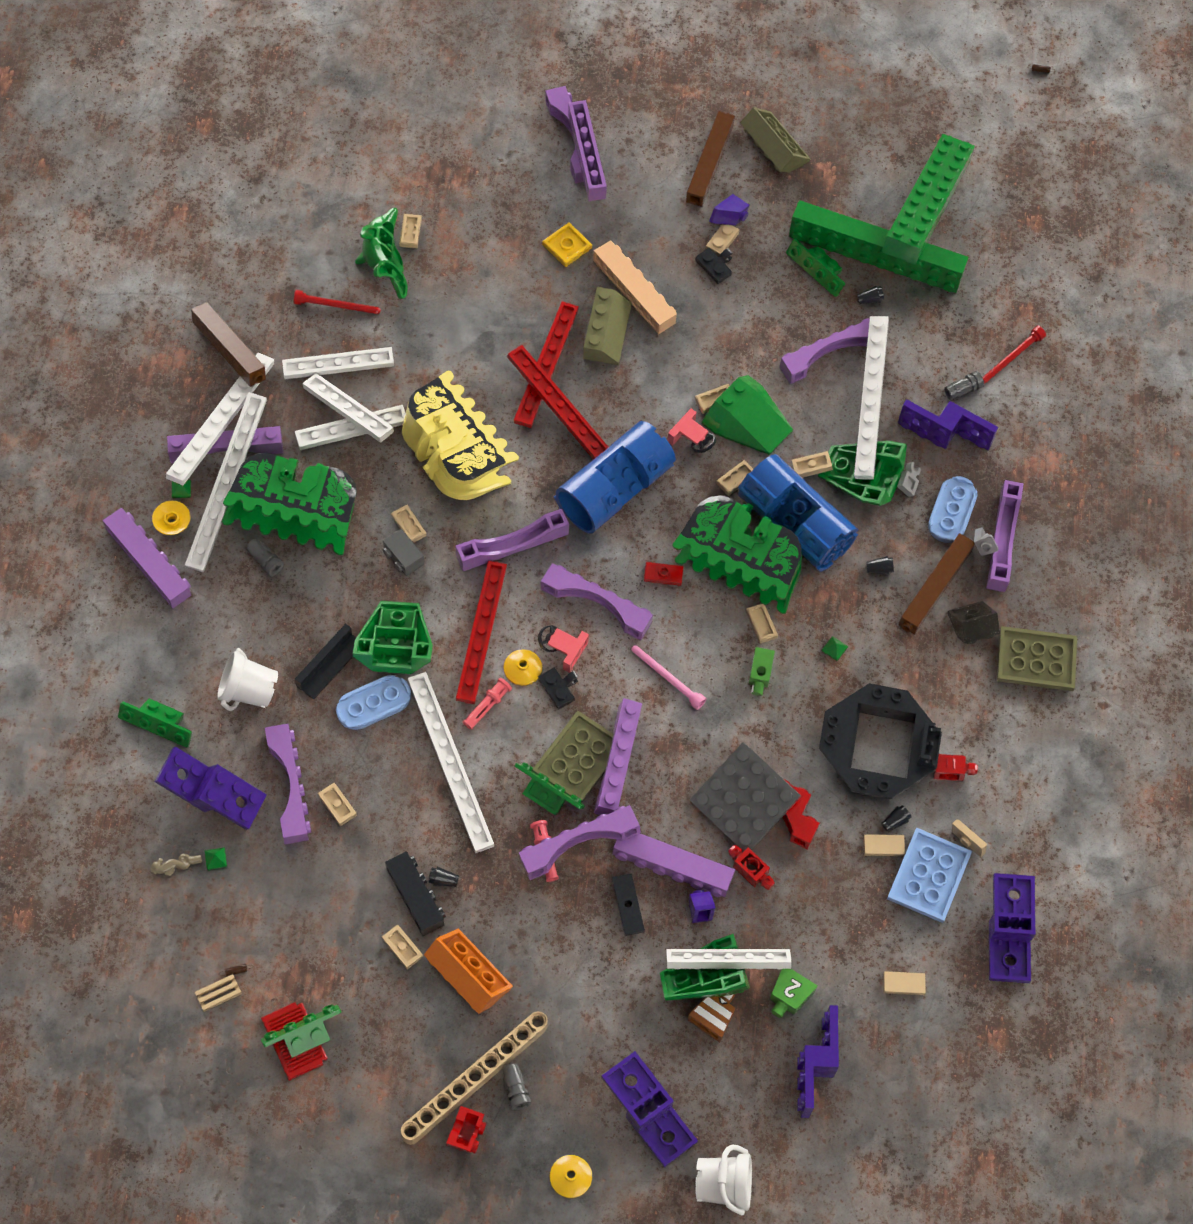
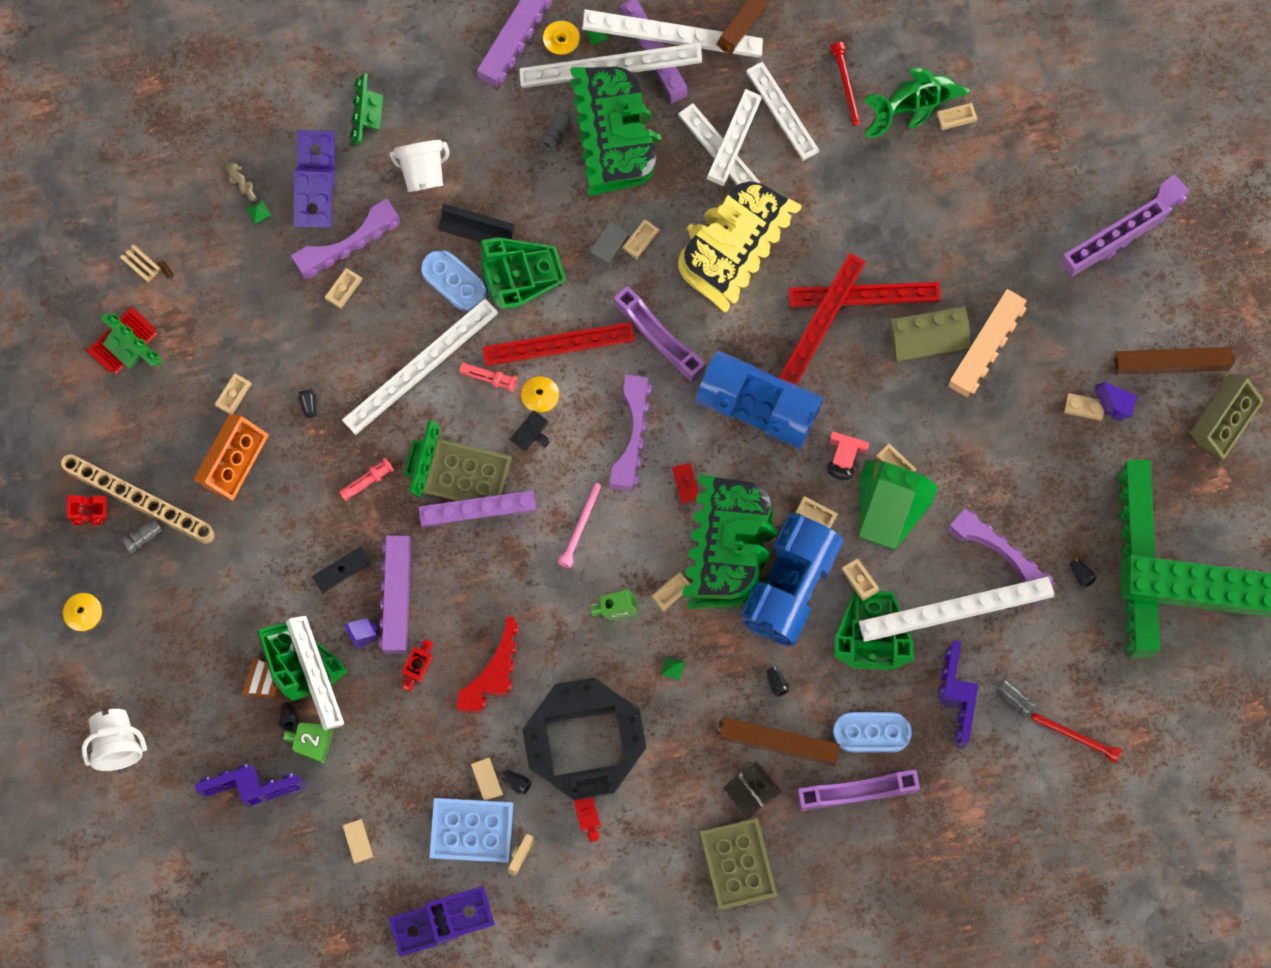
camera: 75 degrees right, 10 degrees up
(415, 893) = (284, 385): black brick -> none
(564, 643) = (572, 421): coral piece -> none
(567, 244) = (1009, 264): yellow tile -> none
(617, 825) = (351, 477): medium lavender arch -> none
(649, 1109) = (155, 653): dark purple bracket -> none
(715, 265) = (1051, 409): black plate -> none
(745, 797) = (480, 635): dark grey plate -> none
(760, 1004) = (288, 720): none -> black cone
(818, 265) = (1096, 509): green bracket -> none
(908, 481) = (881, 678): light grey plate -> none
(984, 542) = (841, 771): light grey bracket -> none

